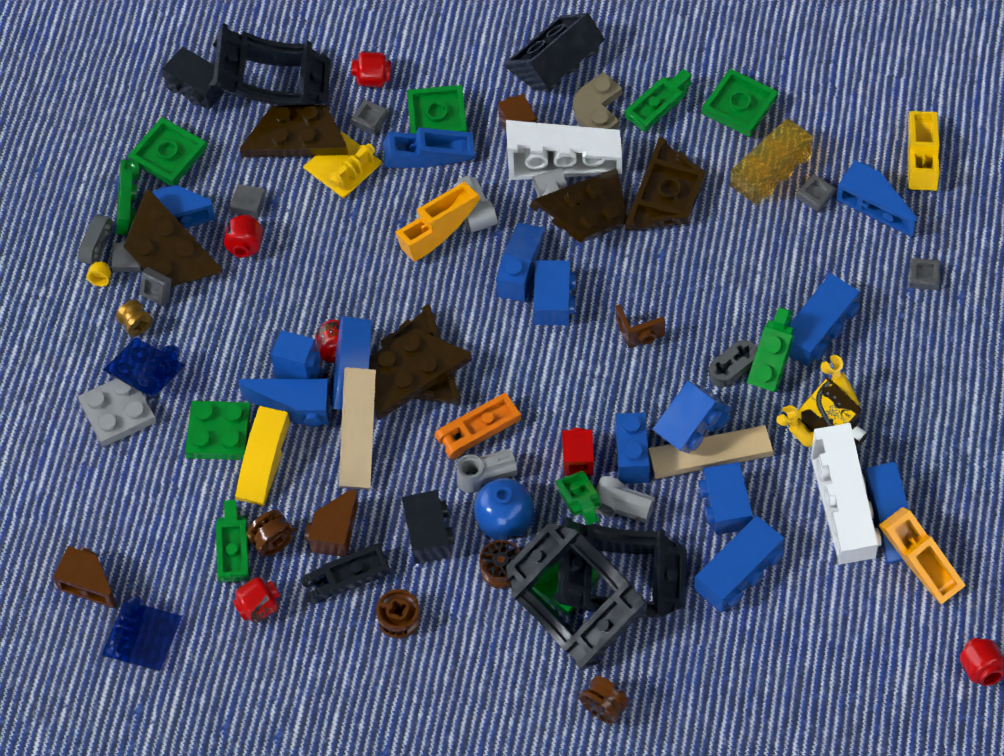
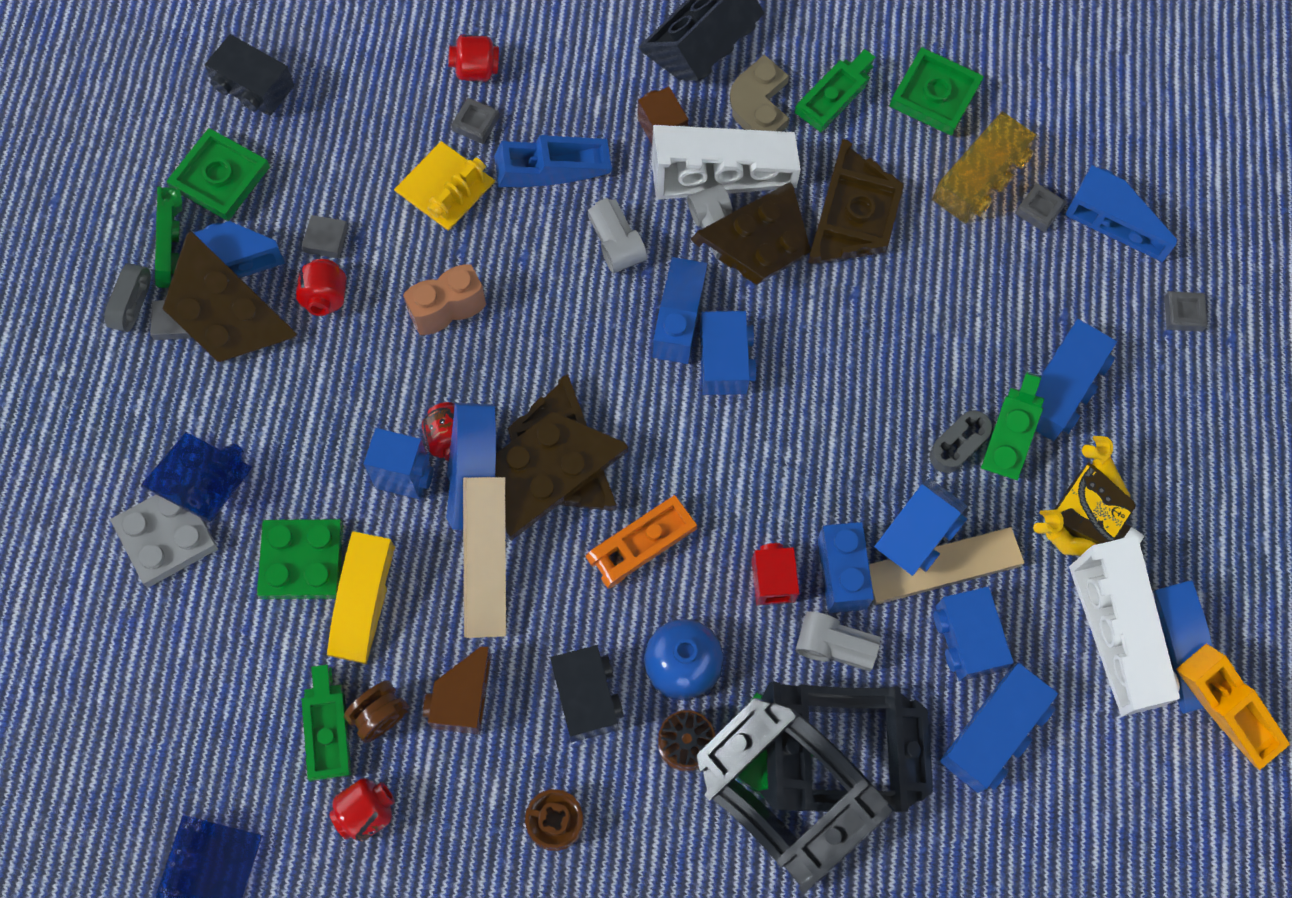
camera: 10 degrees left, 10 degrees up
(83, 577) = (126, 783): reddish brown slope -> none
(99, 274) = (134, 344): yellow hinge -> none
(134, 318) = (182, 405): pearl gold wheel -> none
(155, 286) = (208, 361): flat silver tile -> none
(235, 48) = (292, 57): black wedge -> none
(295, 132) = (381, 144): dark brown wing -> none
(303, 399) = (405, 515): blue slope -> none
(339, 247) = (450, 297): none -> nougat brick
(347, 573) = (484, 761): black hinge -> none
(437, 108) = (560, 108): green plate -> none
(437, 221) = (571, 260): light orange slope -> none
(486, 468) = (659, 602): light grey piece -> none
(579, 496) = (785, 644): green hinge -> none
(642, 333) = (845, 406): reddish brown bracket -> none
(923, 150) = (1168, 149): yellow slope -> none

